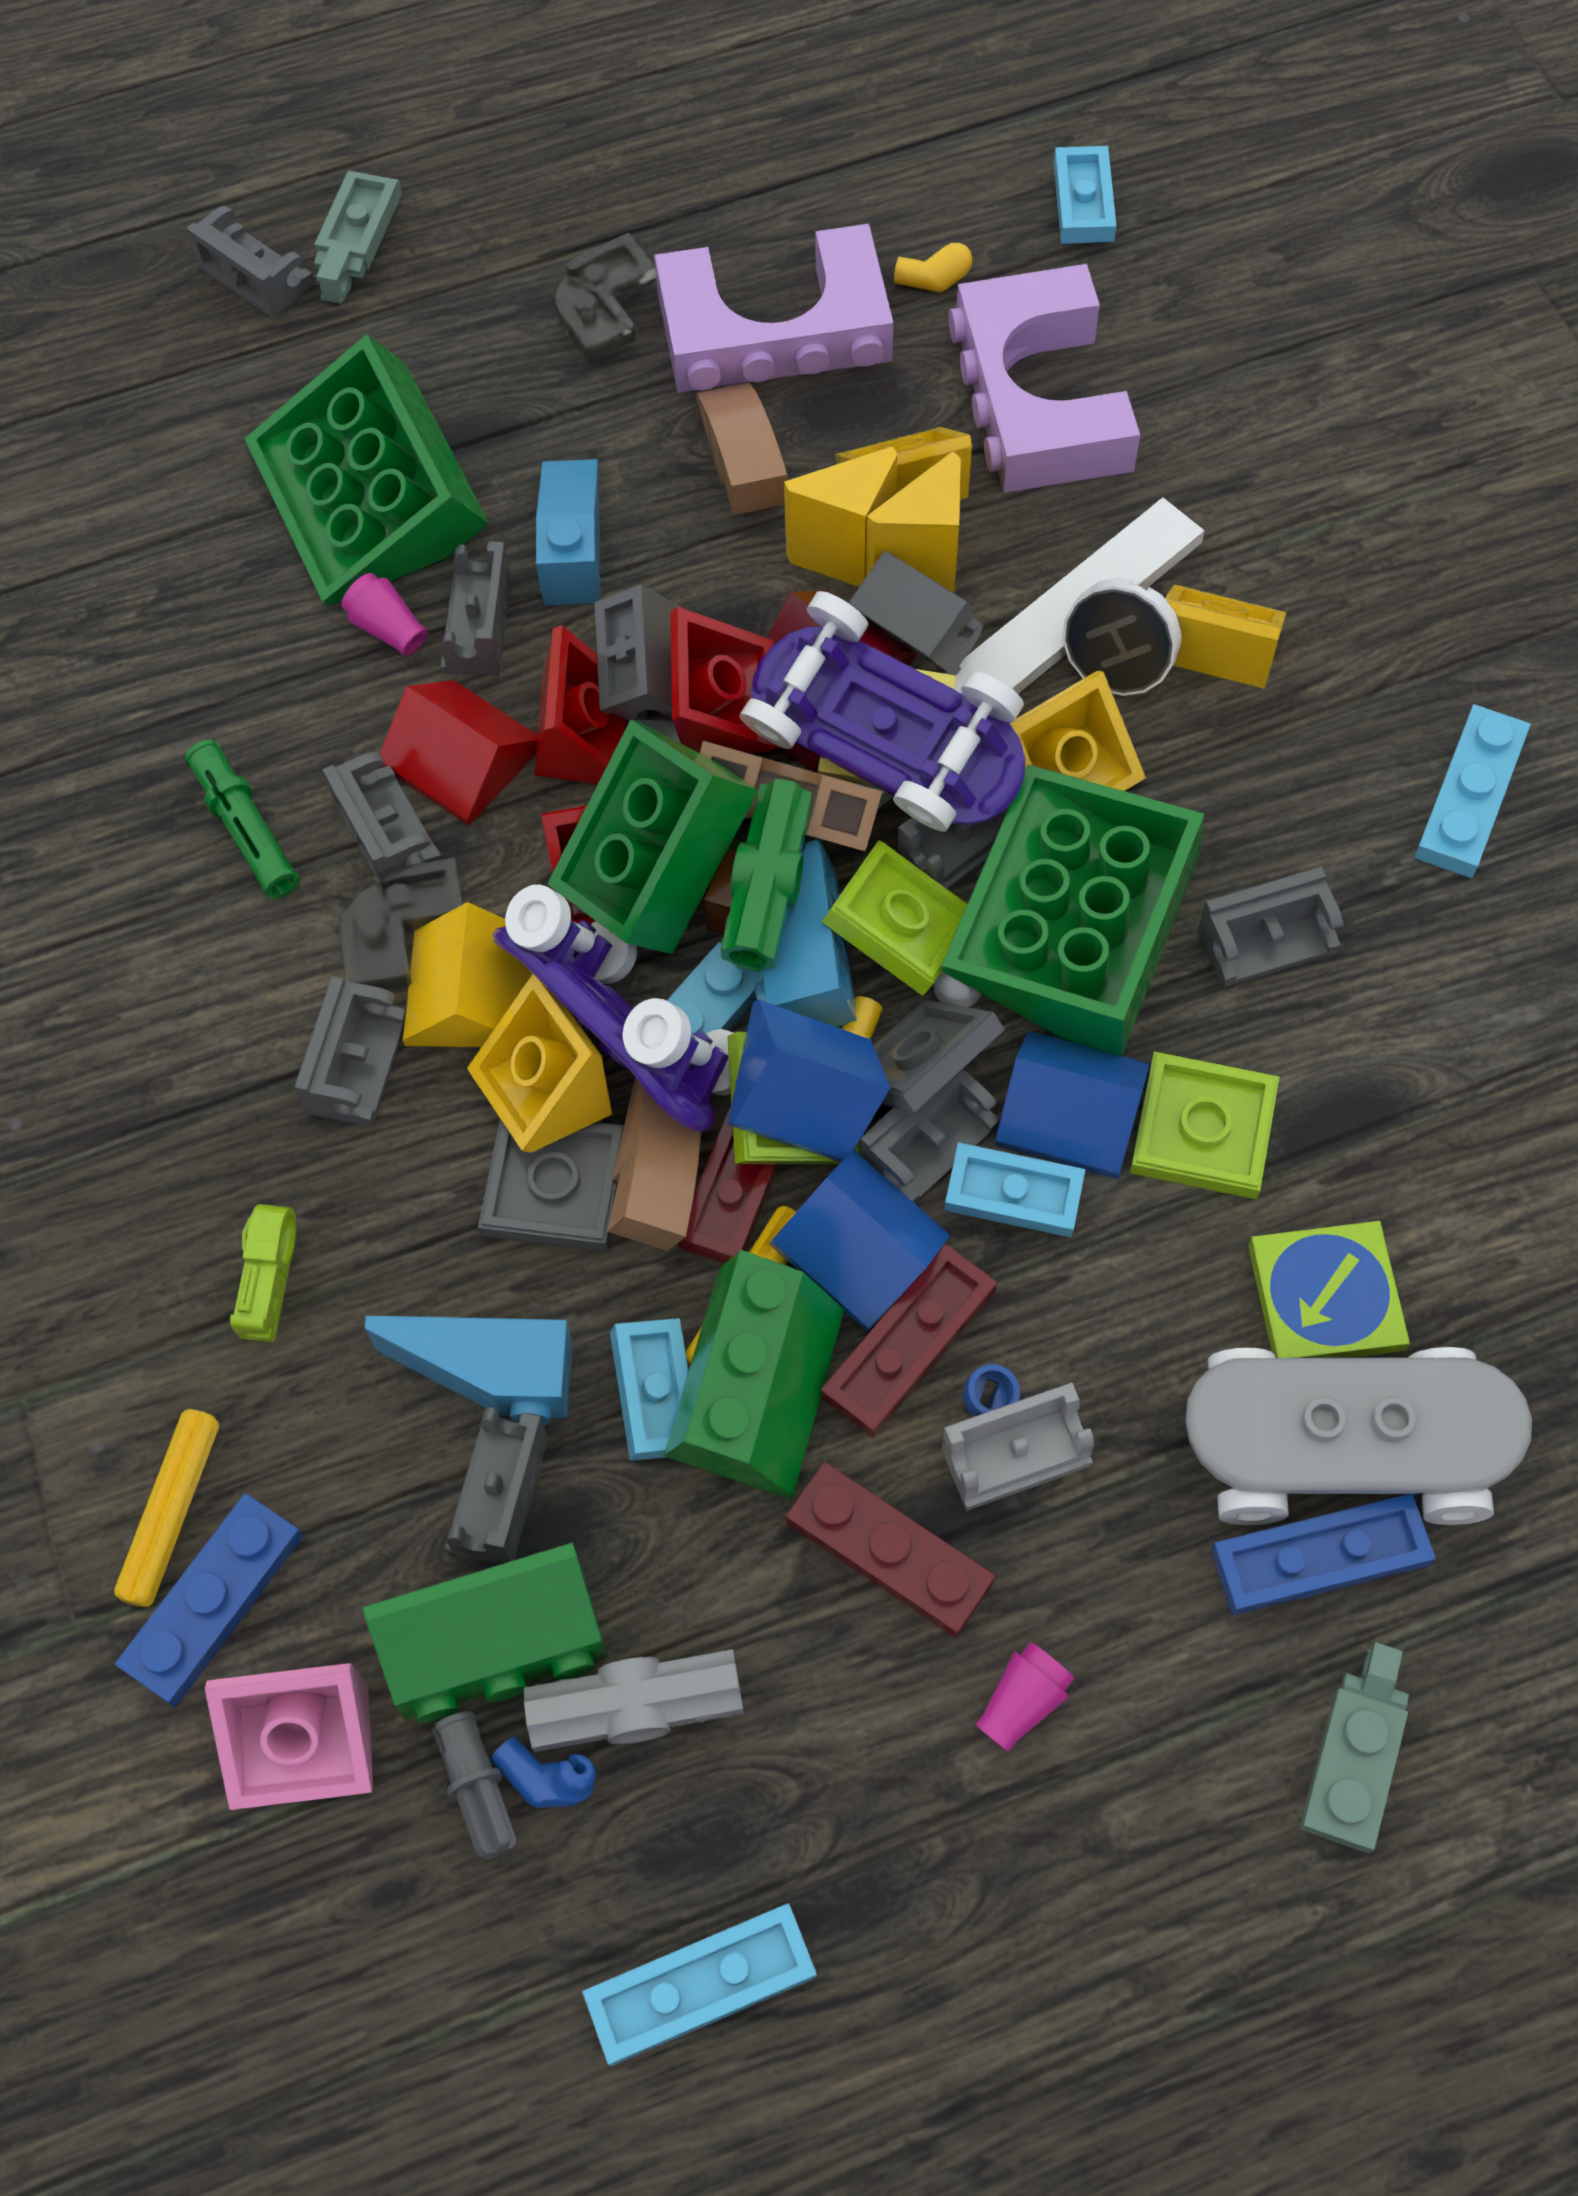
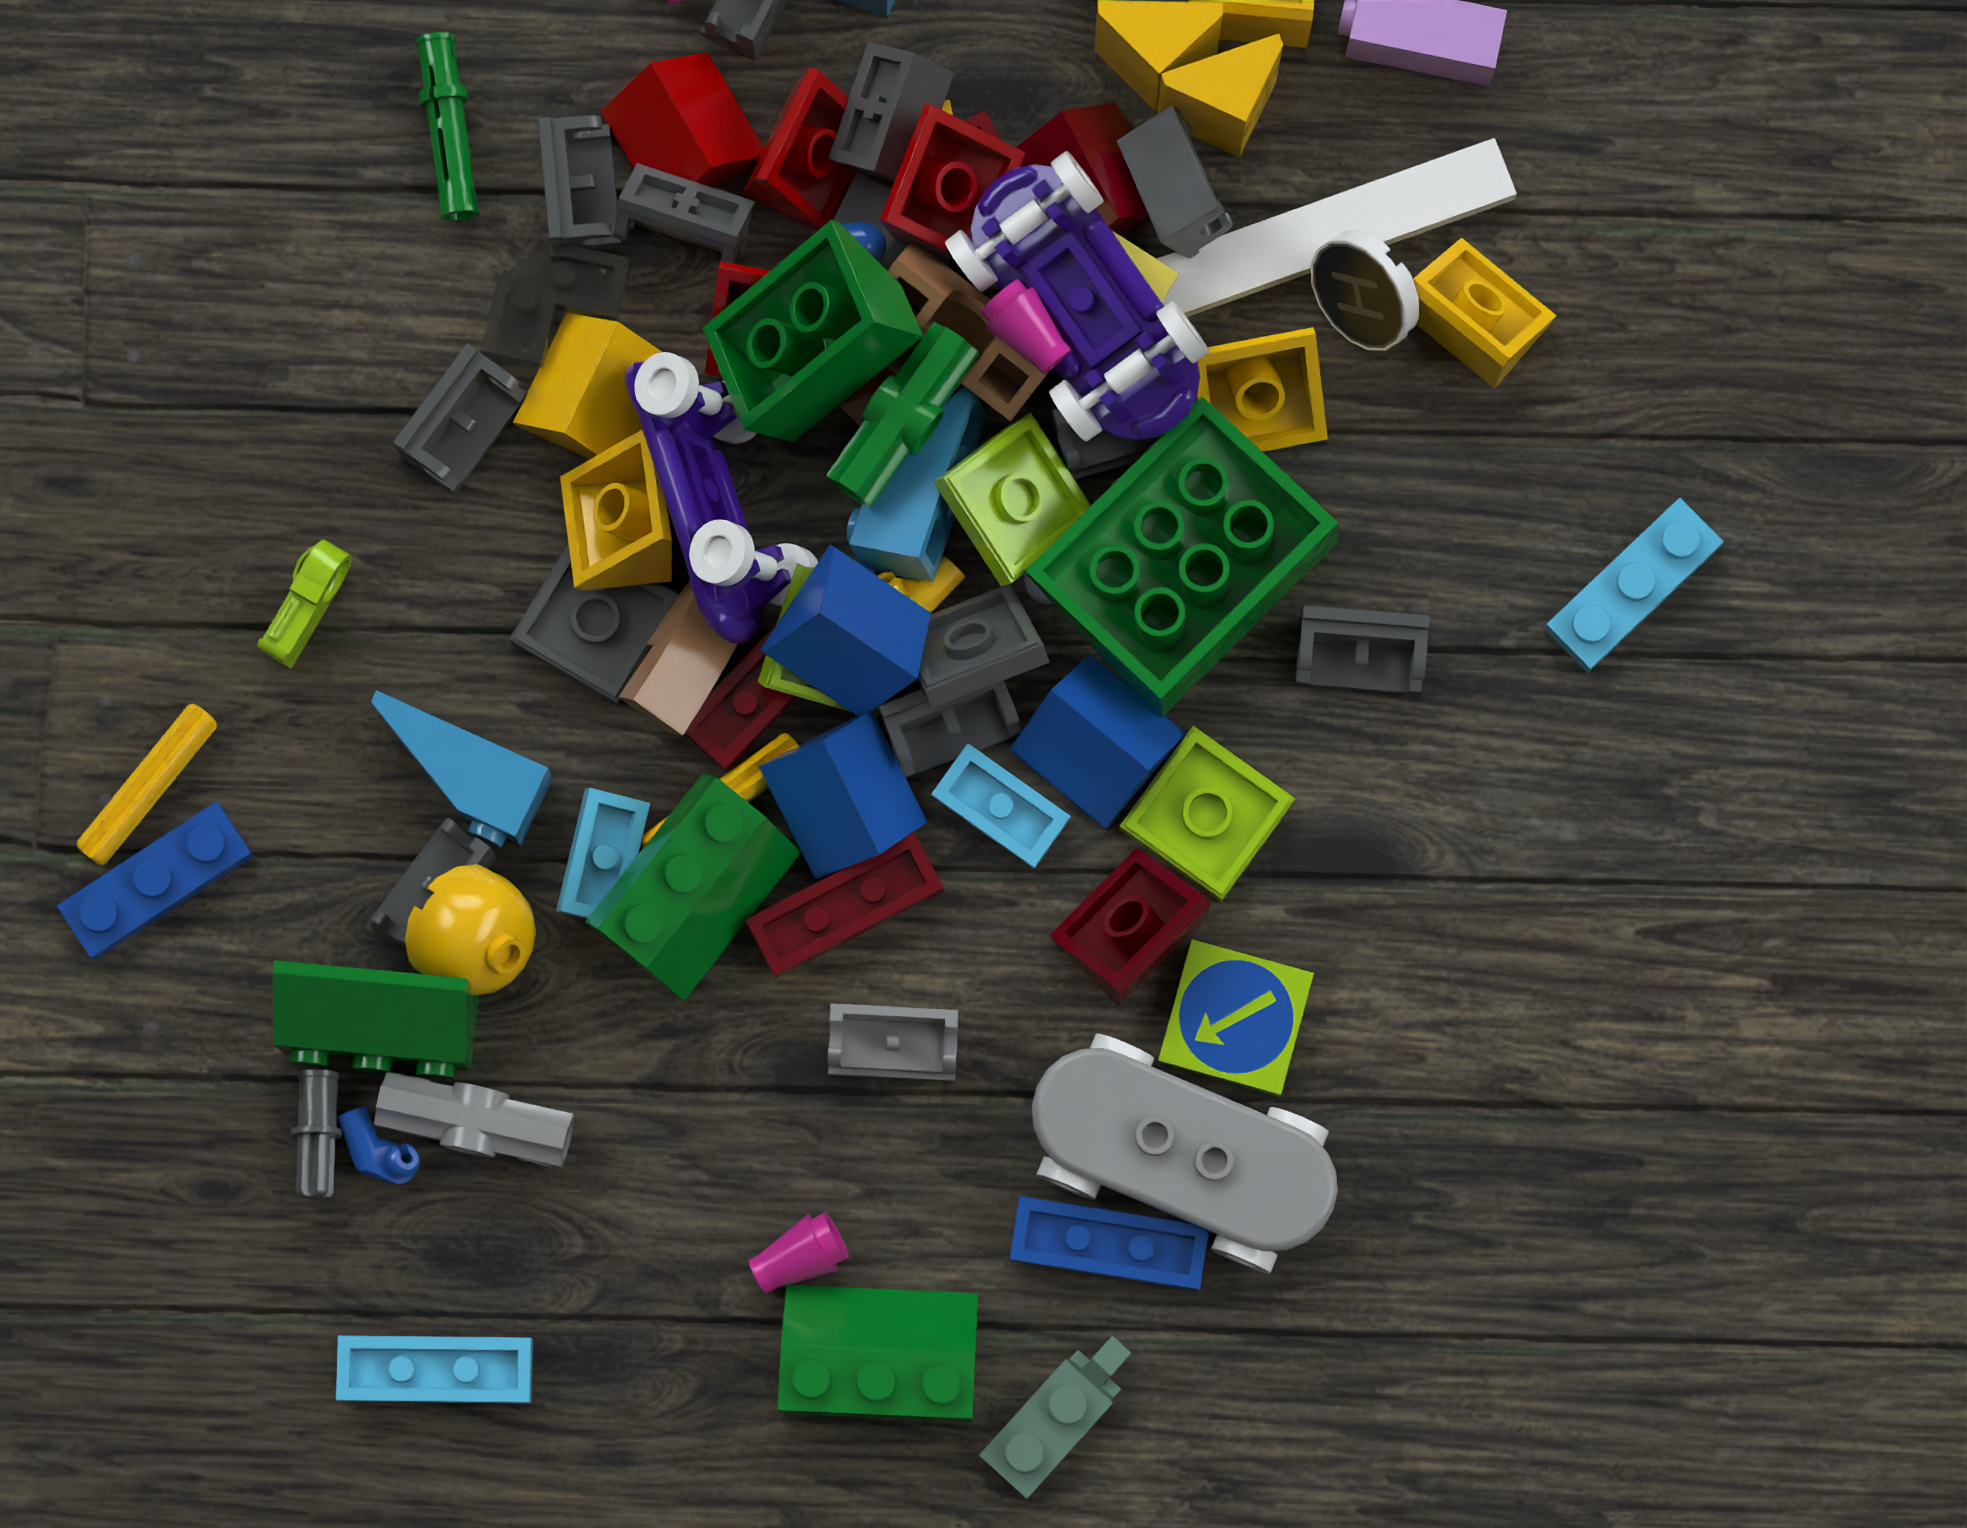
camera: 20 degrees right, 15 degrees up
(292, 1735) = (182, 1032): bright pink slope -> none
(487, 803) = (684, 212): none -> dark grey hinge
(553, 1497) = (472, 929): none -> yellow cylinder
(716, 993) = (798, 506): medium azure plate -> none
(845, 753) = (1024, 325): none -> dark pink cone
(890, 1549) = (746, 1081): dark red plate -> none
(1004, 1393) = (902, 992): blue hinge -> none
(1154, 1766) = (878, 1353): none -> green slope
(1189, 1246) = (1130, 924): none -> dark red slope

